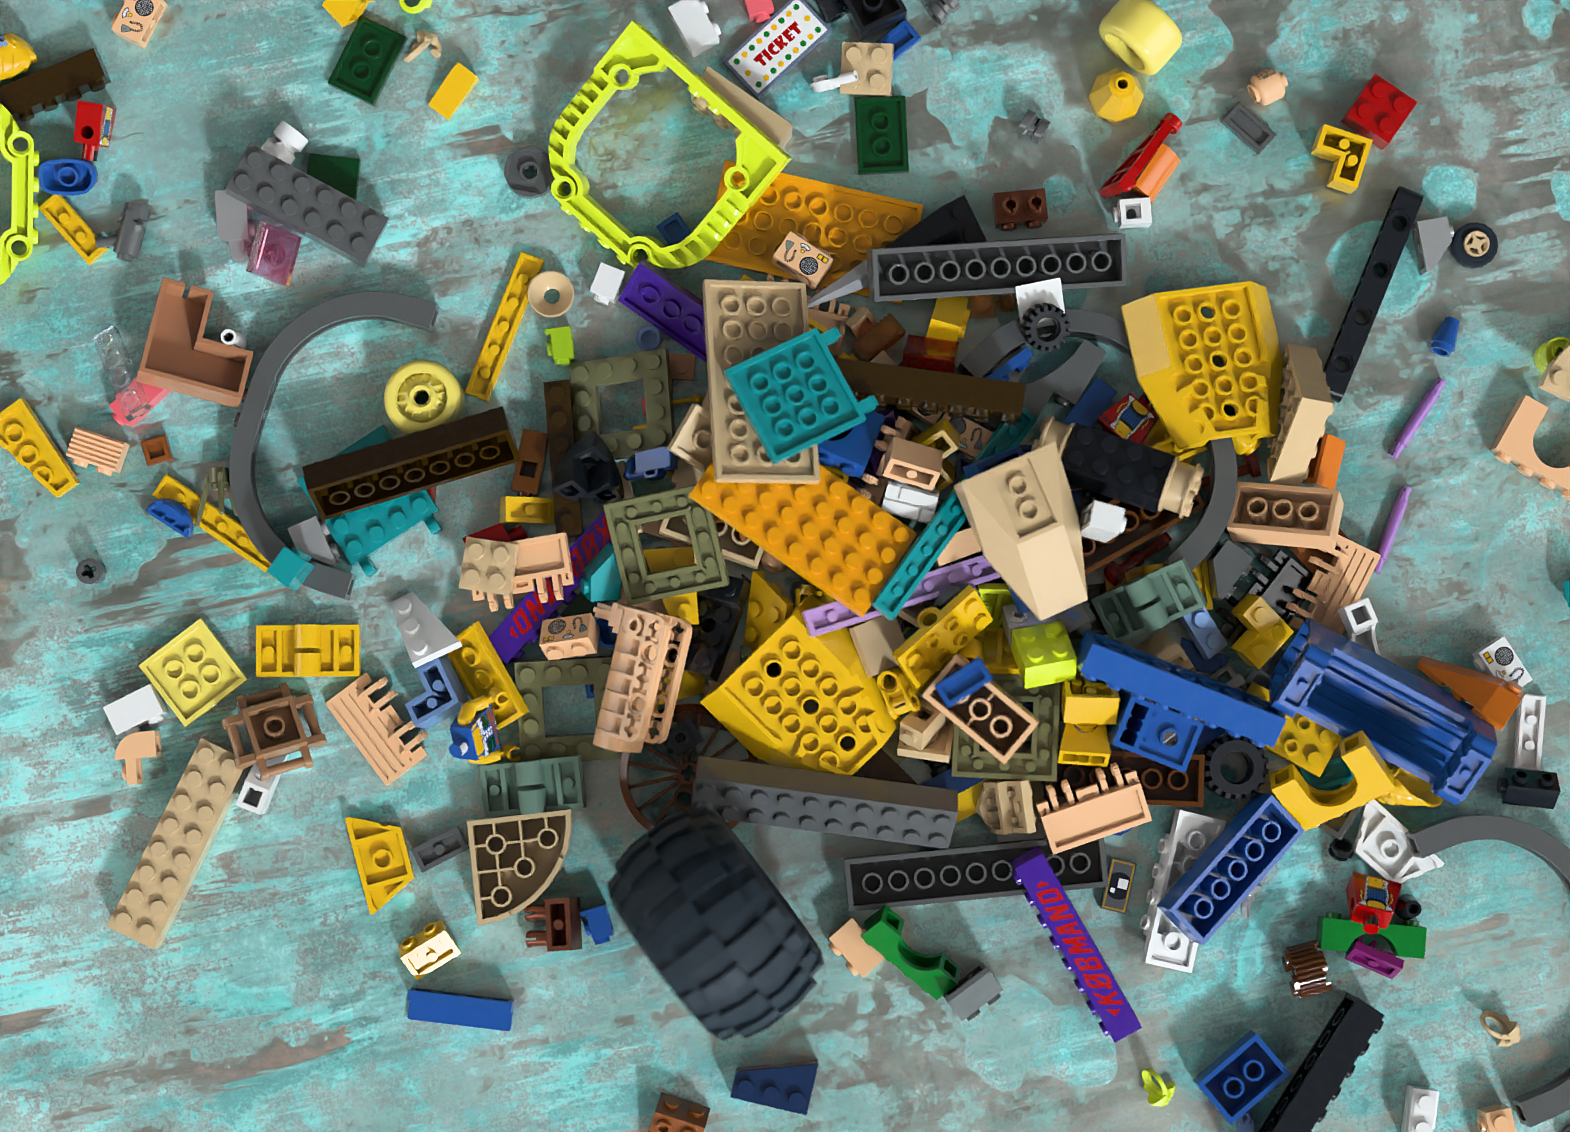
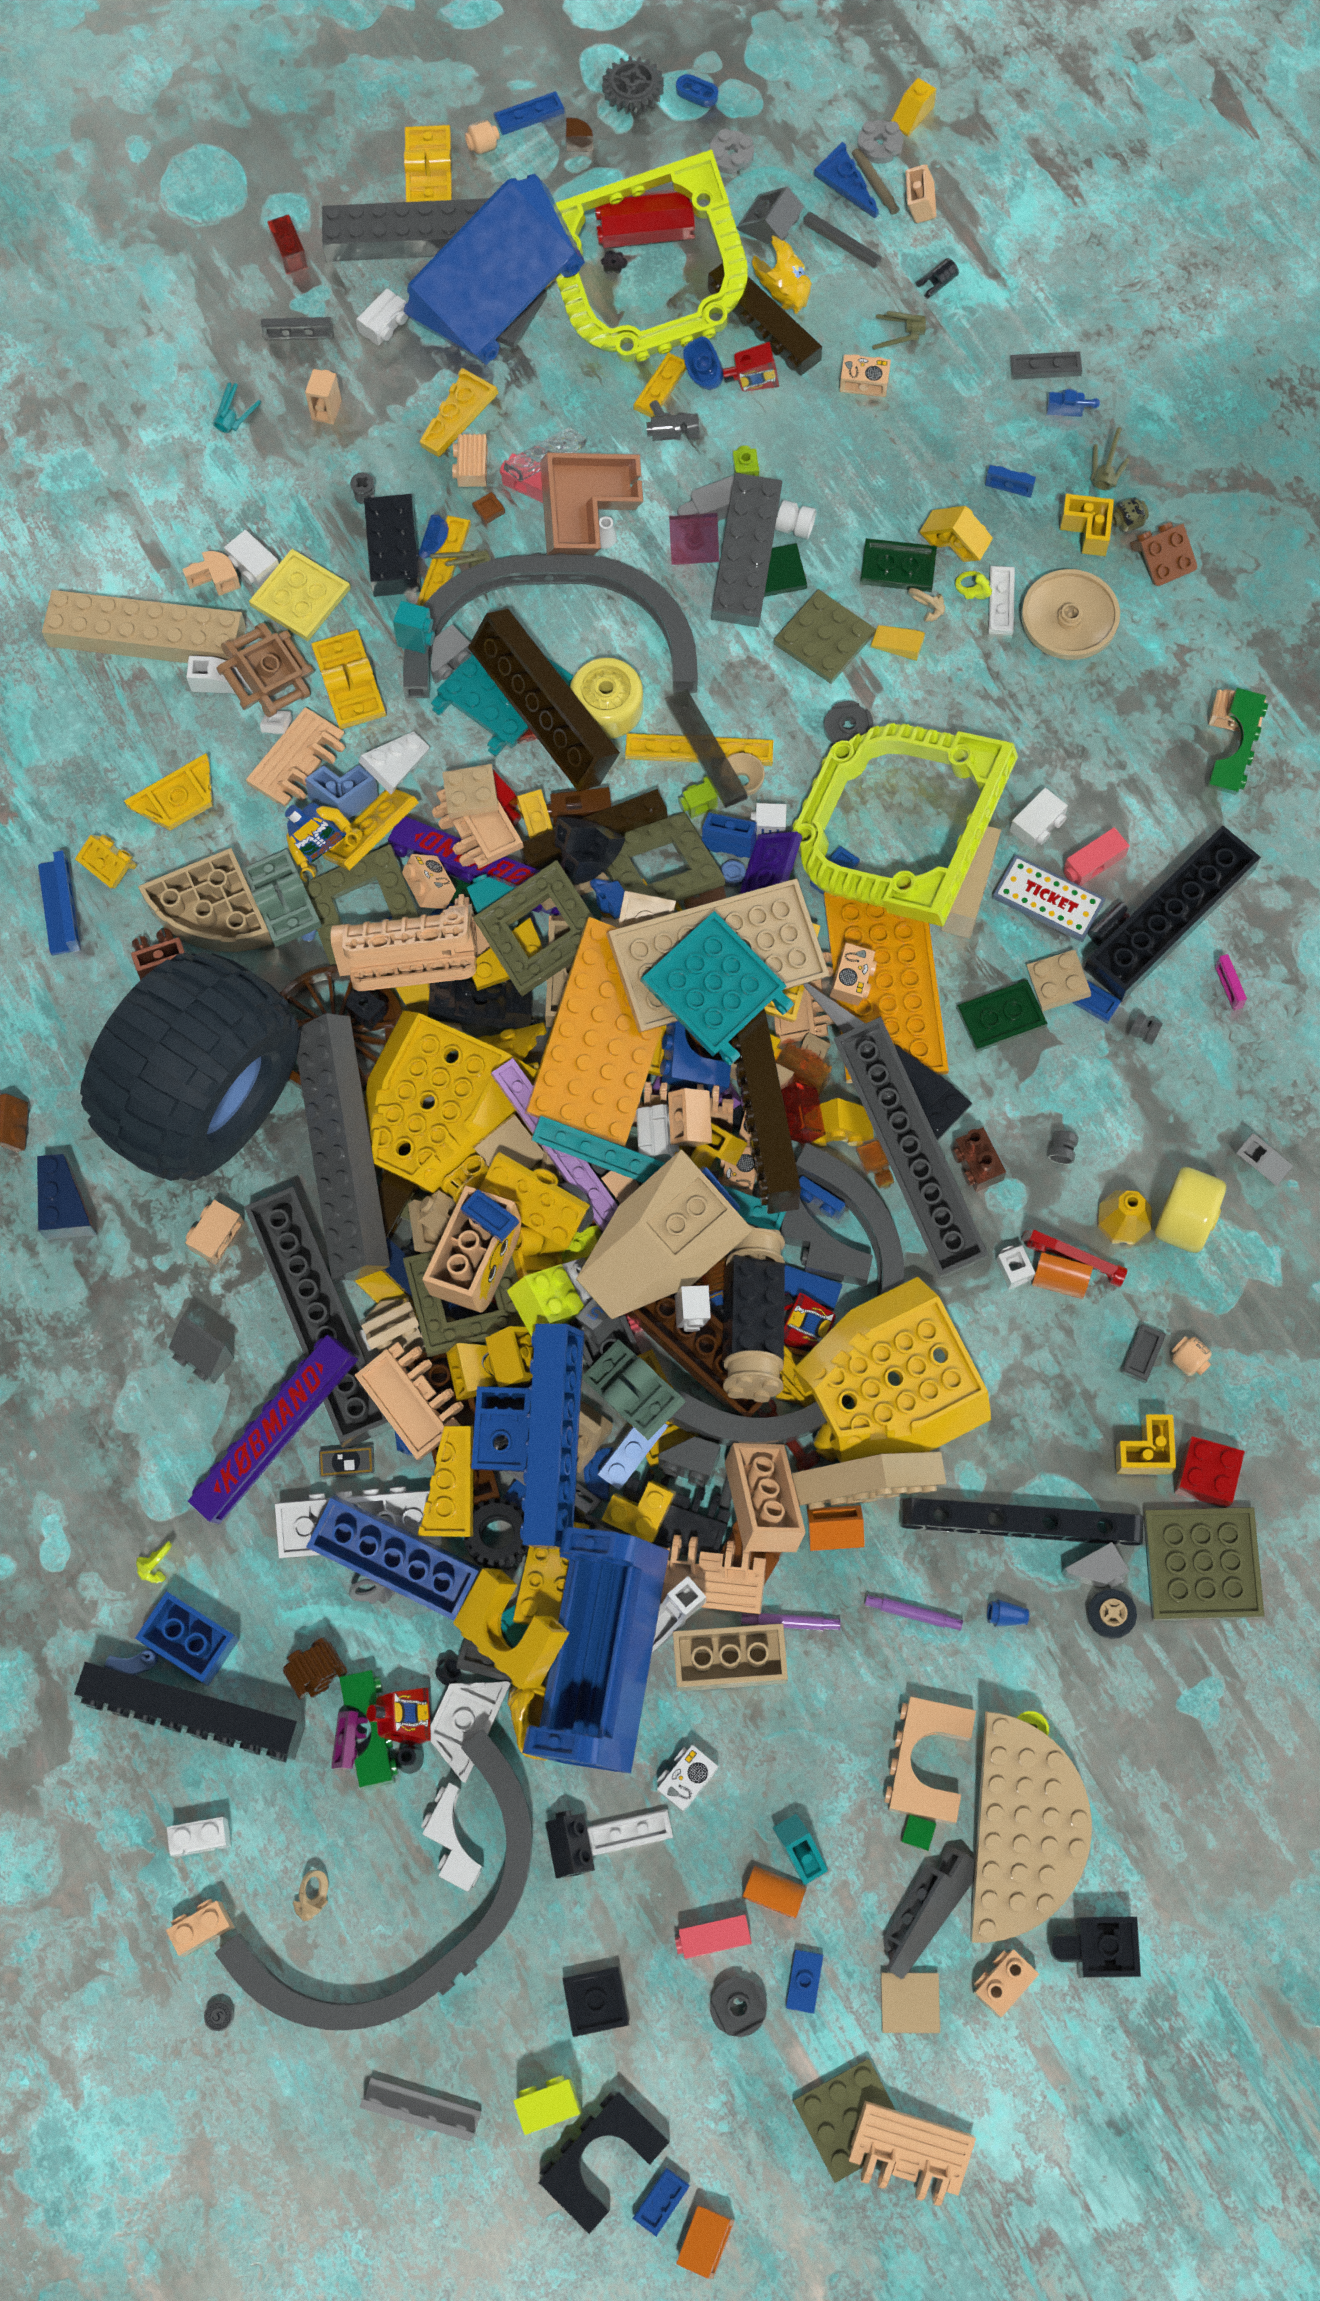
camera: 80 degrees right, 15 degrees down
(170, 561) = (392, 545): none -> black brick
(208, 179) = (745, 461): none -> lime brick
(335, 736) = (277, 723): none -> white plate
(422, 161) = (824, 636): none -> olive plate
(440, 849) = (199, 839): dark grey plate -> none
(511, 319) = (706, 748): none -> clear smoke tile
(613, 328) = (729, 835): none -> blue brick
(822, 82) = (1029, 947): white plate -> none
(933, 972) = (208, 1302): green arch -> none
(1030, 327) = (884, 1212): black tyre -> none
(1039, 293) = (890, 1198): white sticker -> none
(1116, 573) = (653, 1356): clear red piece -> none
(1194, 798) = (451, 1491): none -> yellow wing
(1411, 593) = (730, 1657): none -> tan brick
(1456, 148) = (1203, 1564): none -> olive plate
(1489, 695) = (648, 1762): orange wedge -> none
(1516, 891) = (440, 1827): none -> white arch

